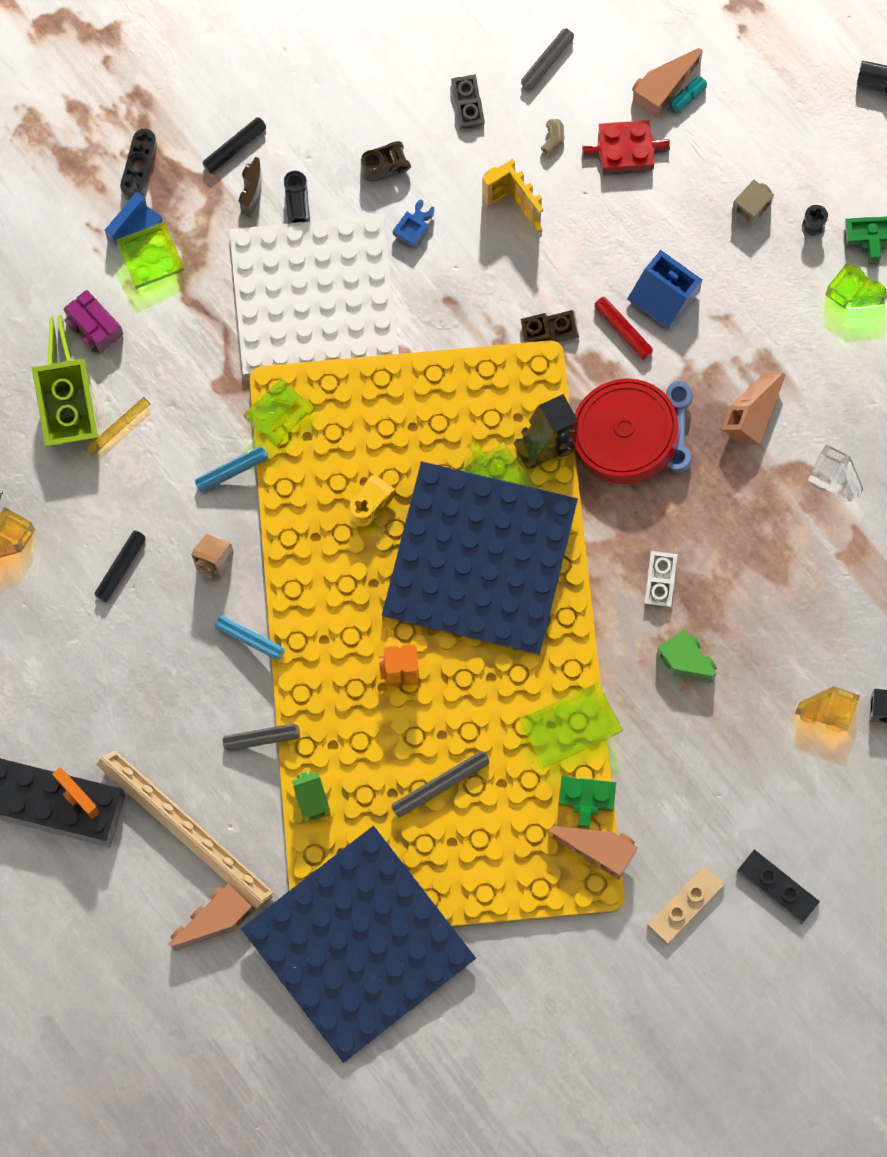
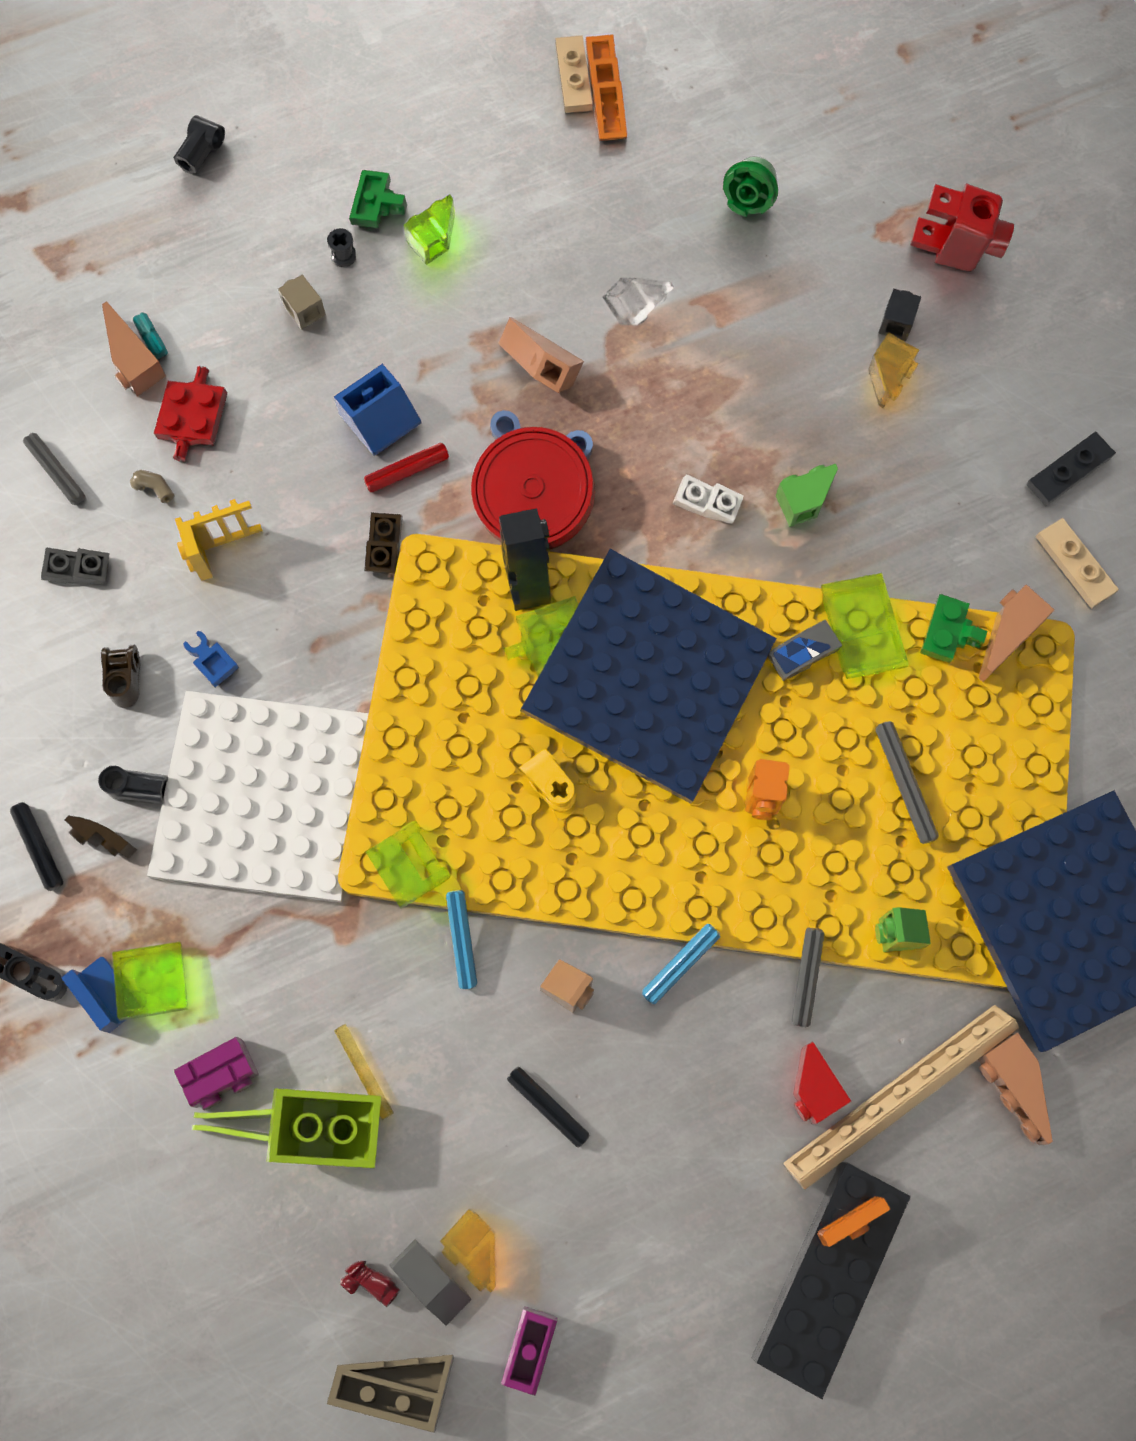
camera: 80 degrees left, 0 degrees up
(177, 762) = (817, 1087): none -> red slope
(534, 679) = (804, 650): none -> slope

